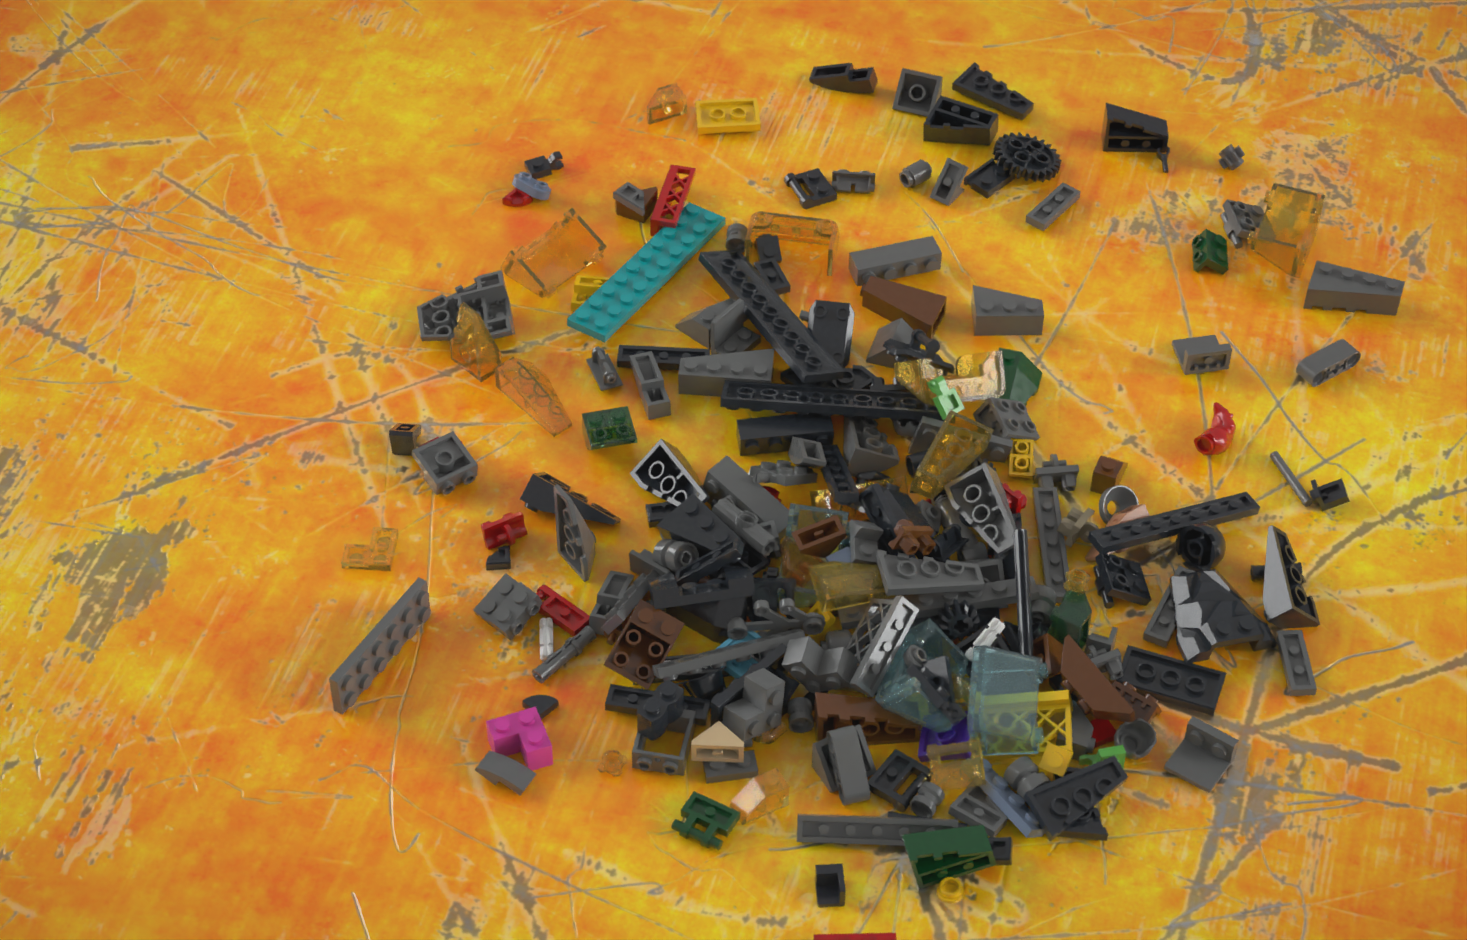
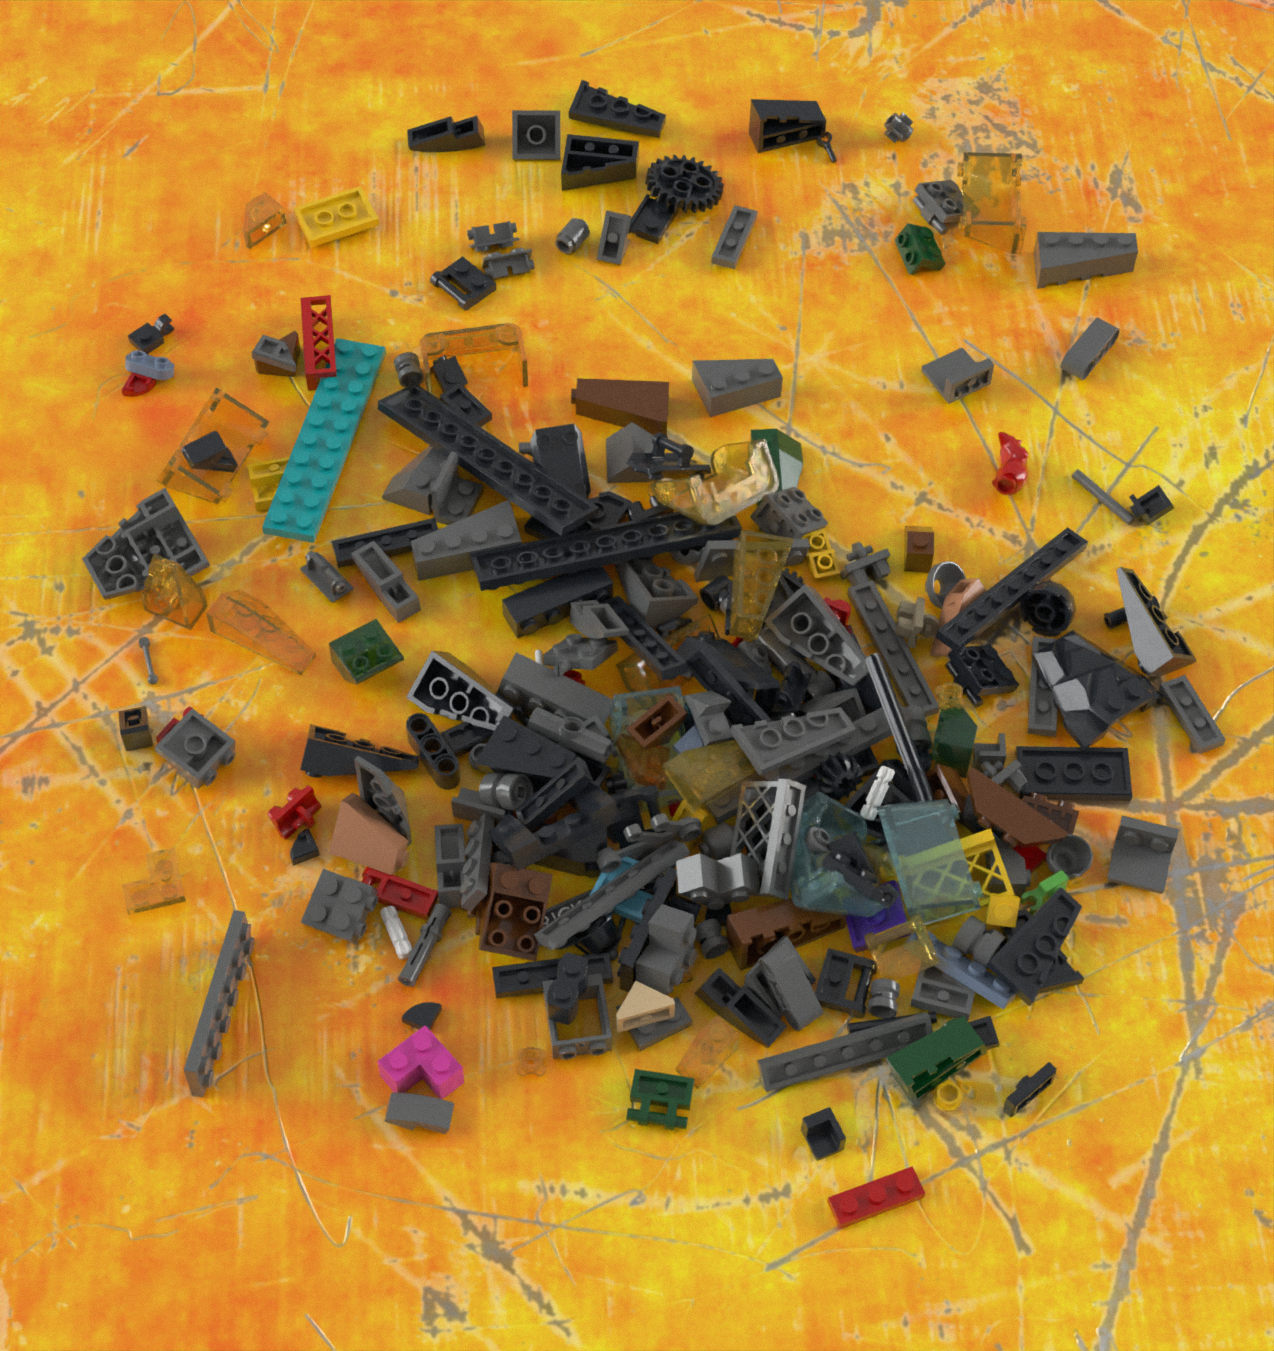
camera: 20 degrees left, 10 degrees up
(440, 381) = (144, 643): none -> dark grey hinge
(548, 257) = (209, 454): none -> black slope
(551, 561) = (367, 837): none -> nougat slope
(633, 516) = (430, 740): none -> black beam
(802, 772) = (740, 1008): none -> black slope
(856, 160) = (502, 235): none -> dark grey hinge
(895, 260) = (594, 351): dark grey brick -> none
(912, 538) = (762, 700): reddish brown hips -> none
(946, 398) = (730, 515): bright green plate -> none
(1022, 904) = (1029, 1089): none -> black plate

